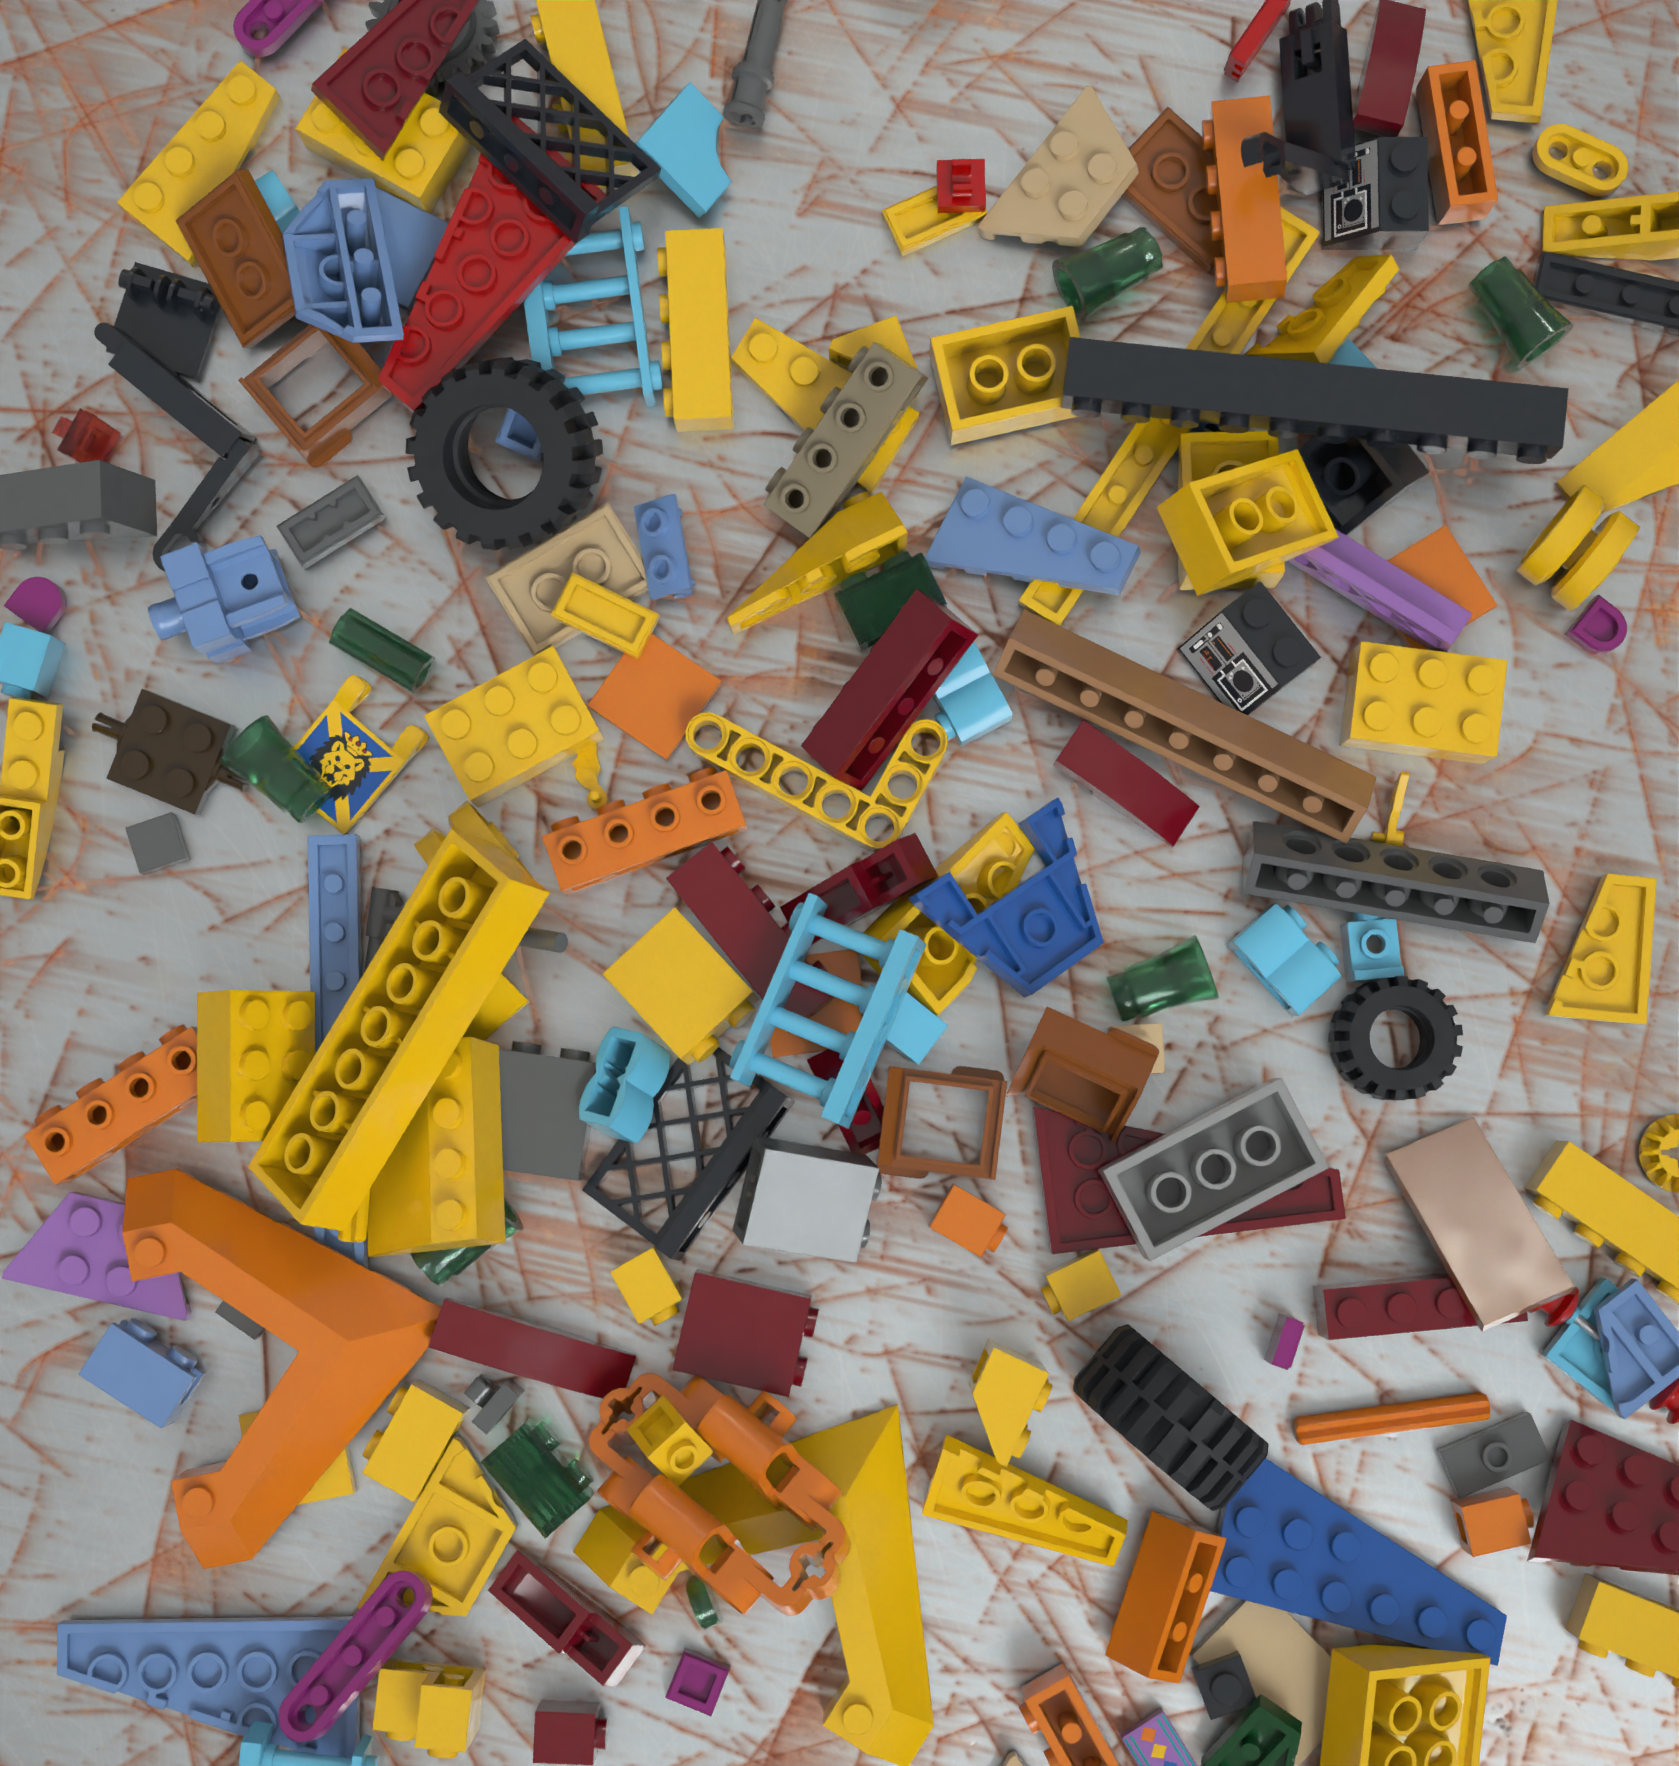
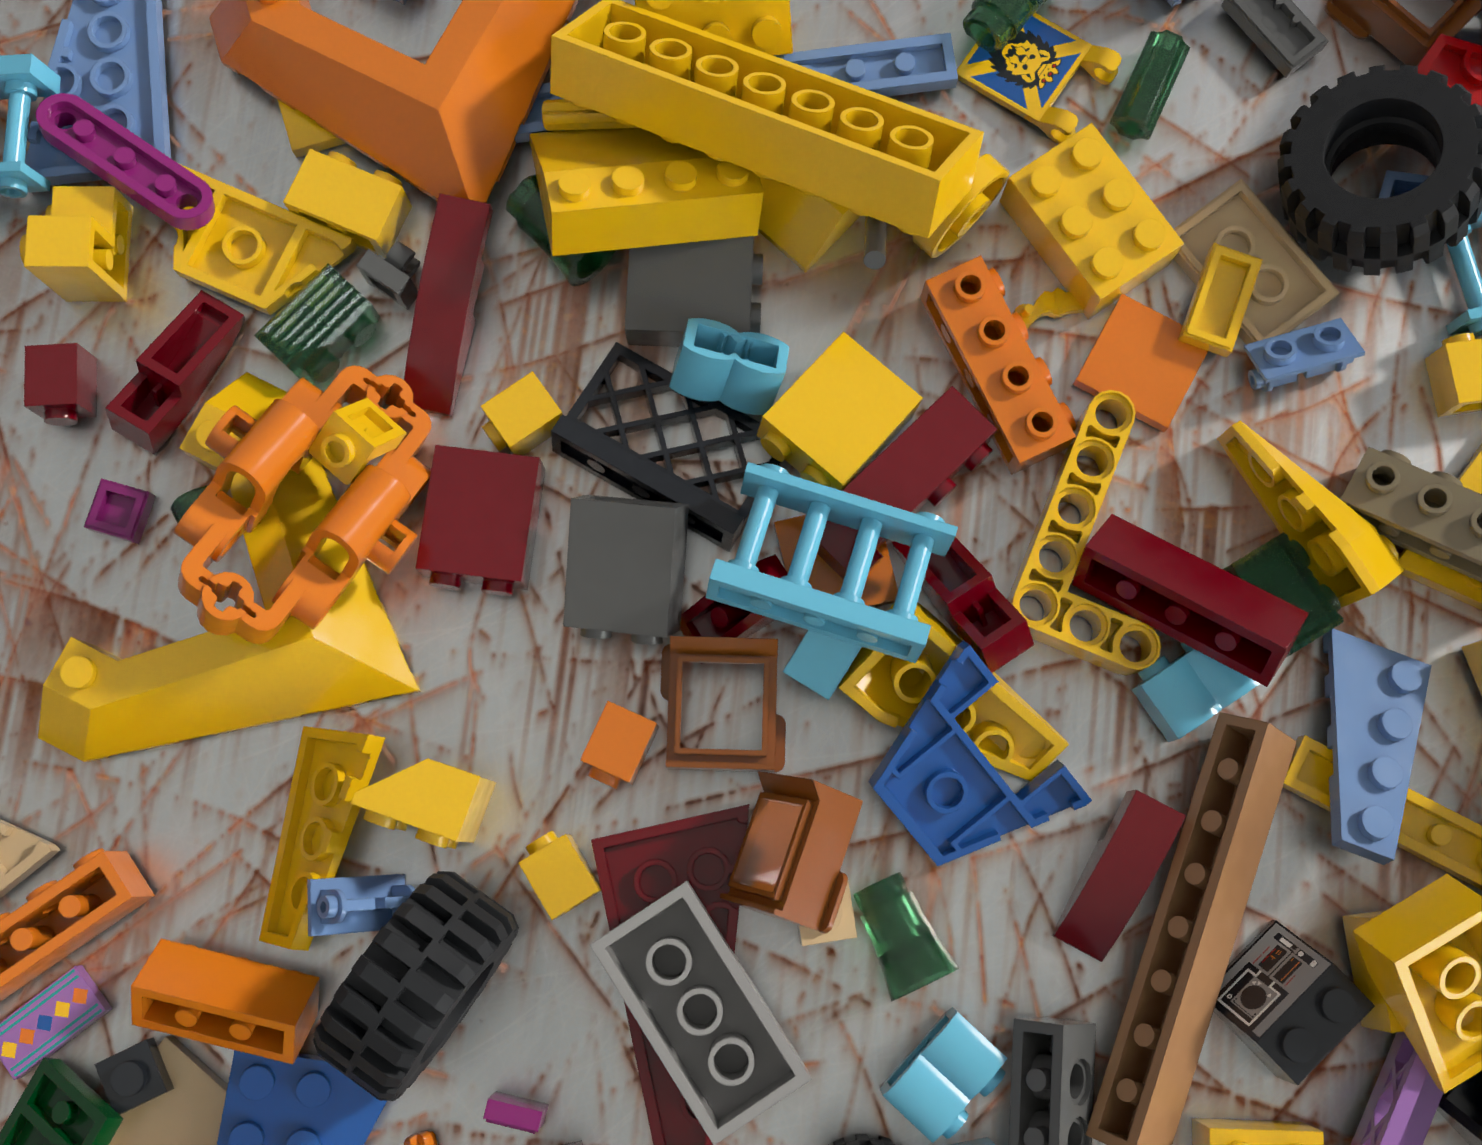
camera: 80 degrees right, 5 degrees down
(1090, 1468) = (354, 903): none -> medium blue hinge

